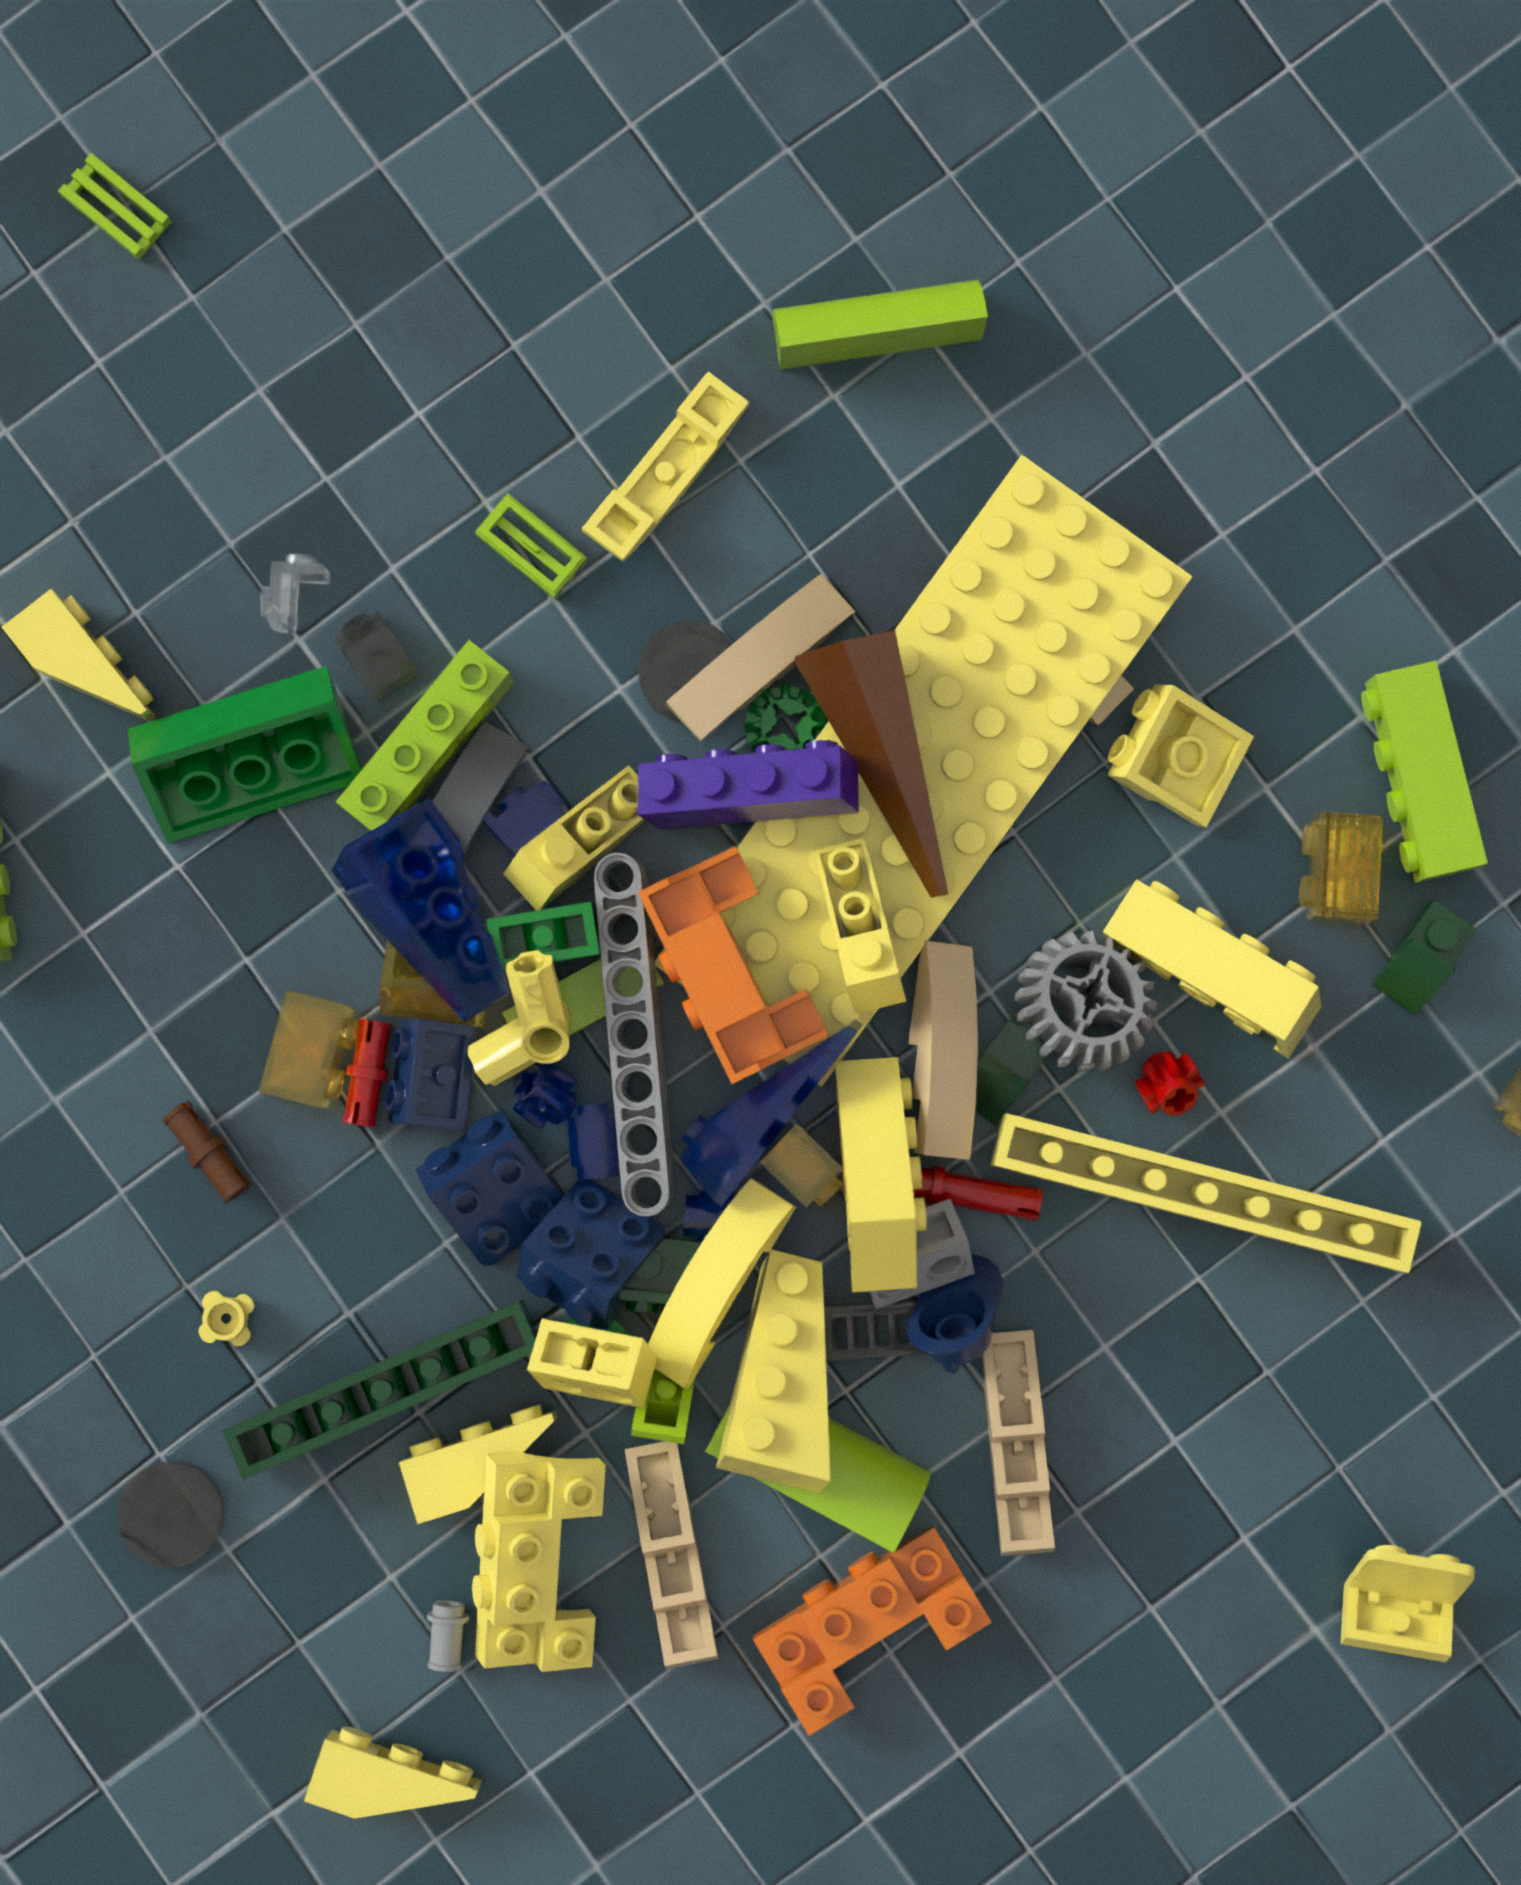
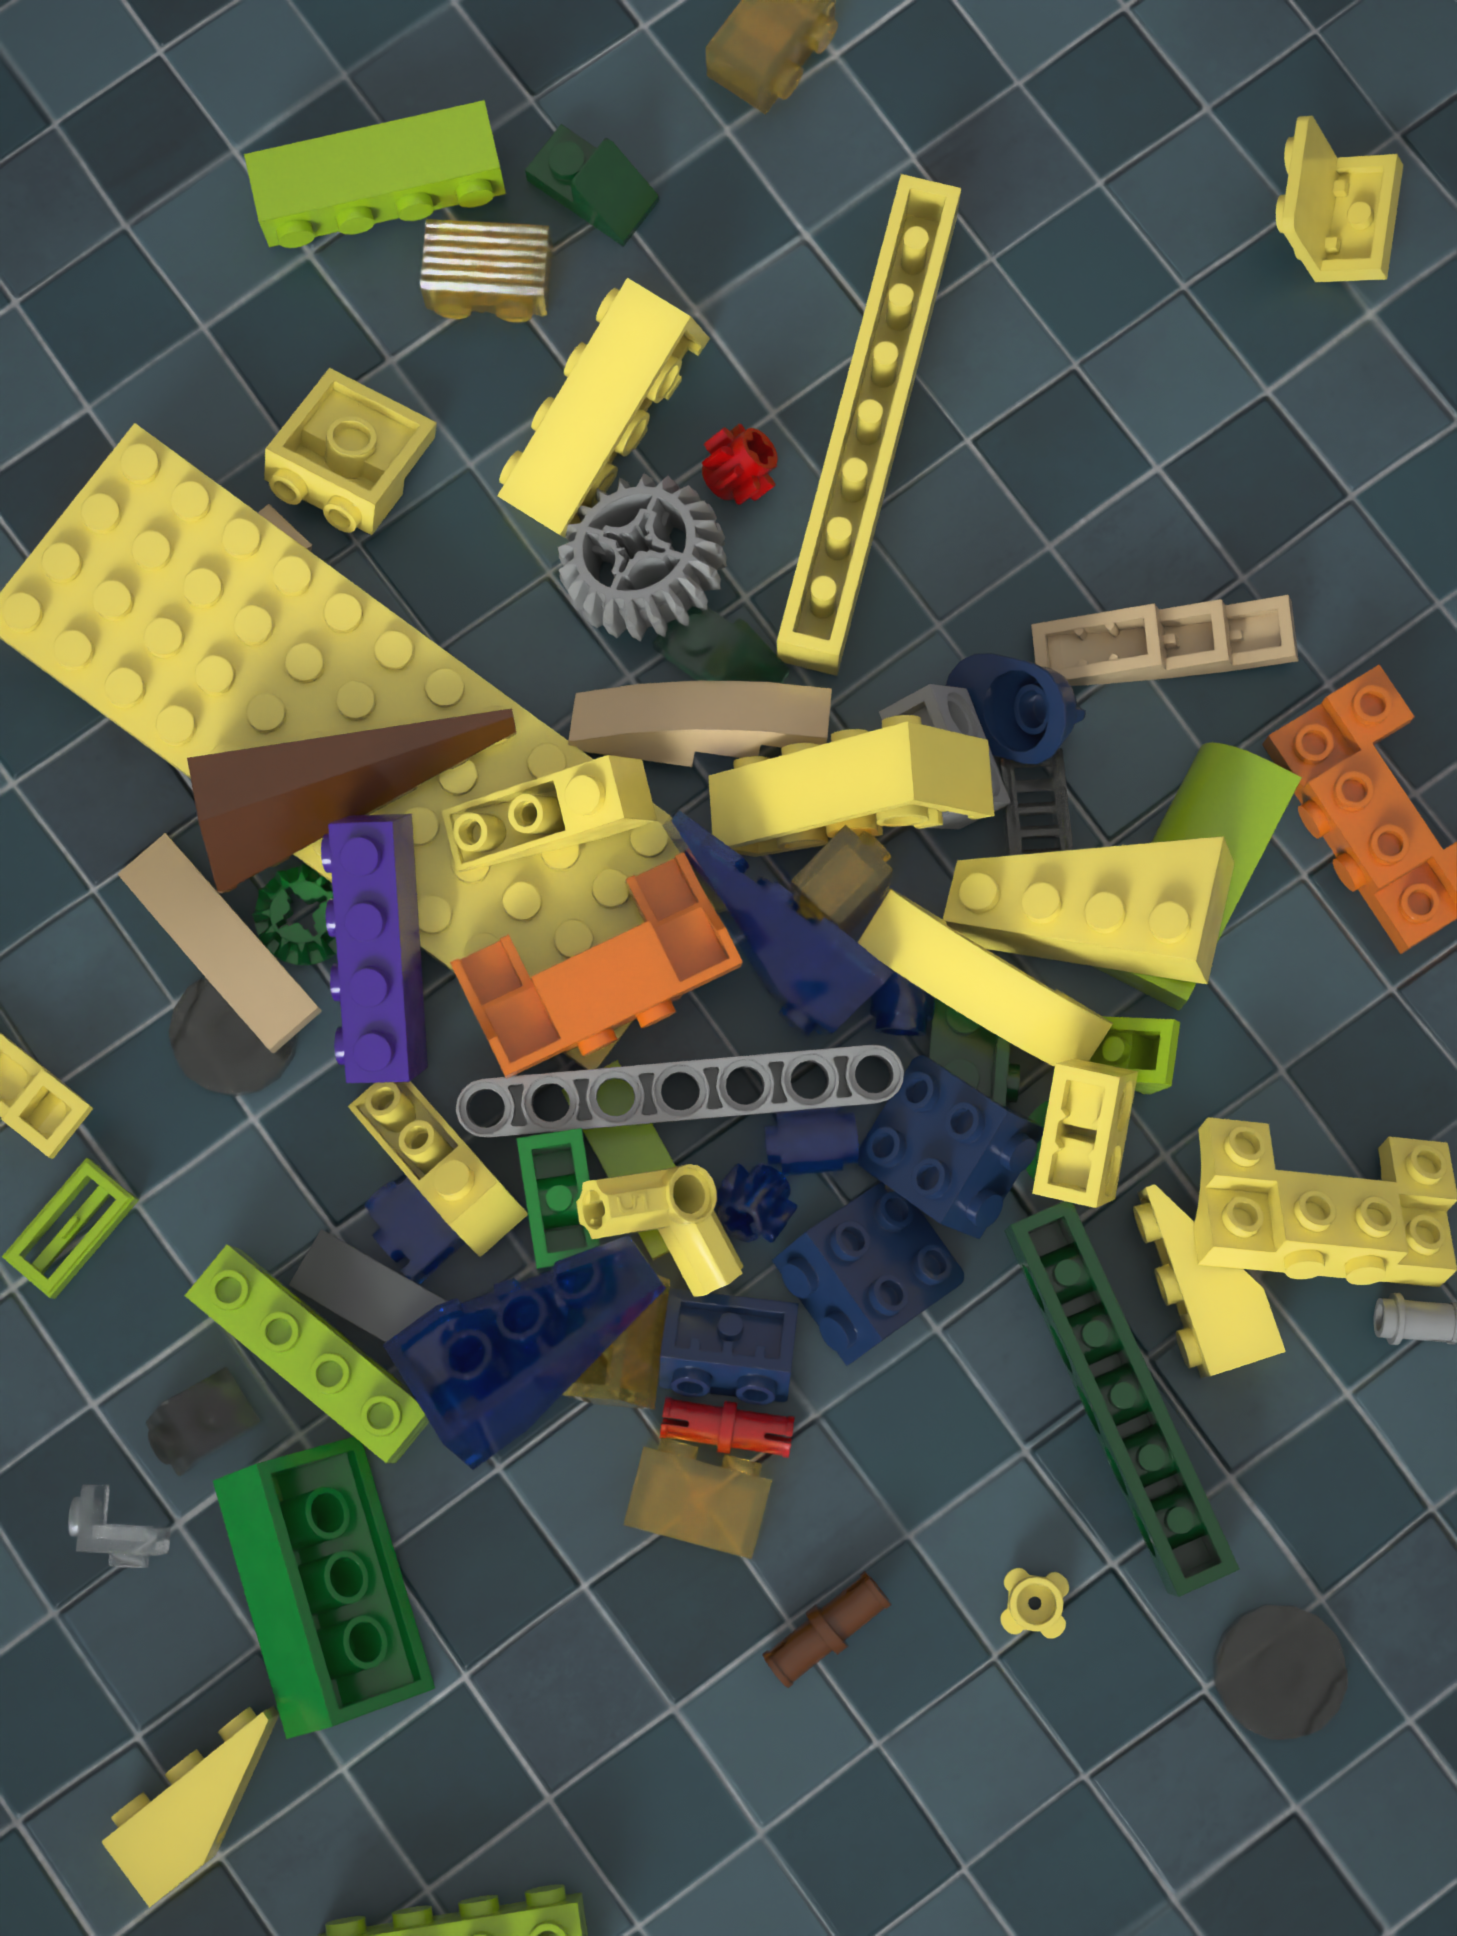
camera: 85 degrees left, 5 degrees down
(671, 1554) = (1309, 1047): tan slope -> none
(979, 1193) = (873, 670): red pin -> none

